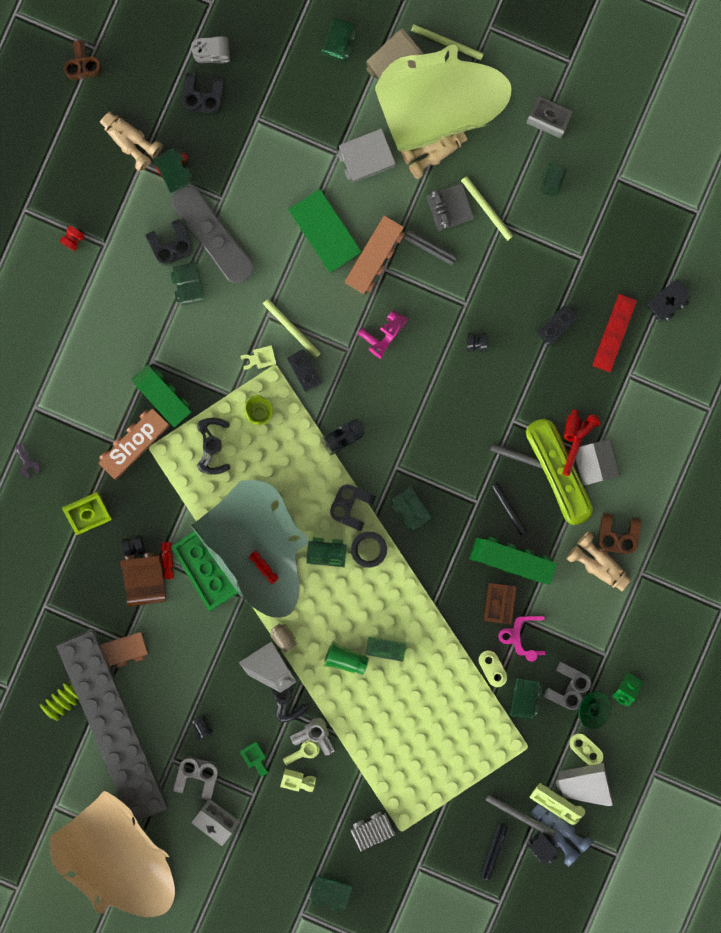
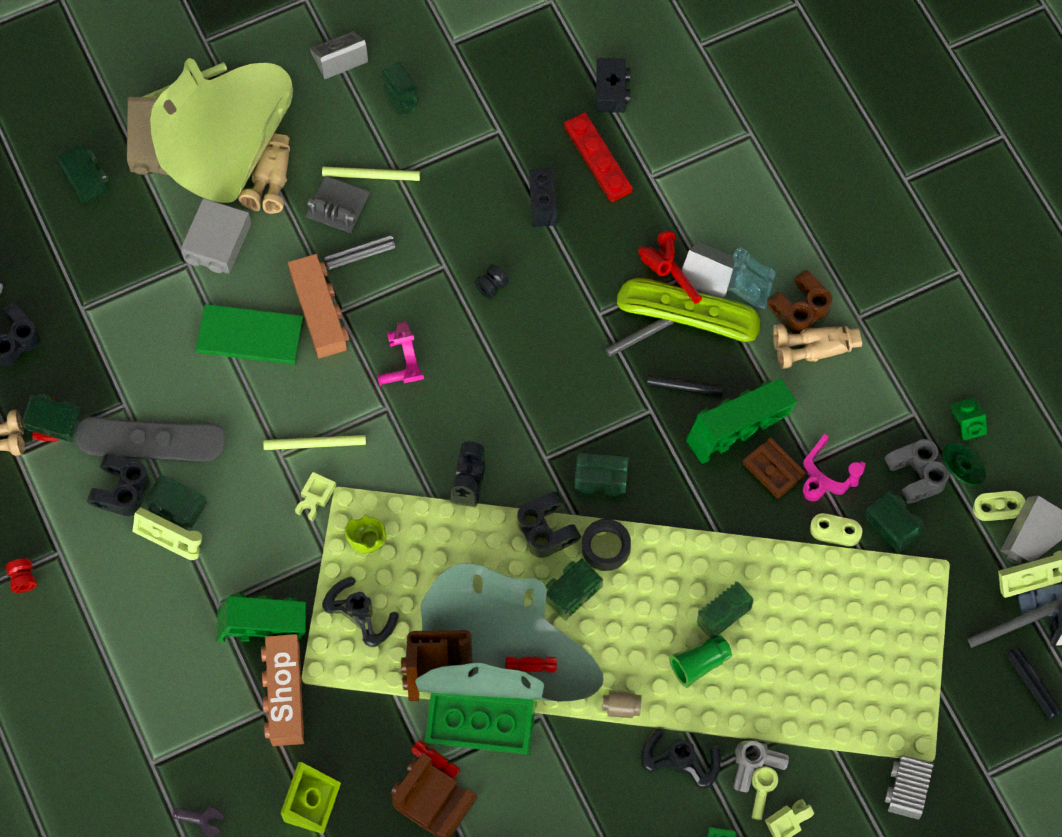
camera: 45 degrees left, 20 degrees down
(128, 546) = (388, 778): black wheel -> none
(165, 297) = (167, 534): none -> yellowish green plate
(216, 511) = (433, 650): none -> reddish brown piece
(269, 668) = (642, 744): light grey slope -> none
(304, 371) = (368, 461): black brick -> none
(601, 497) = (747, 284): none -> clear light blue plate

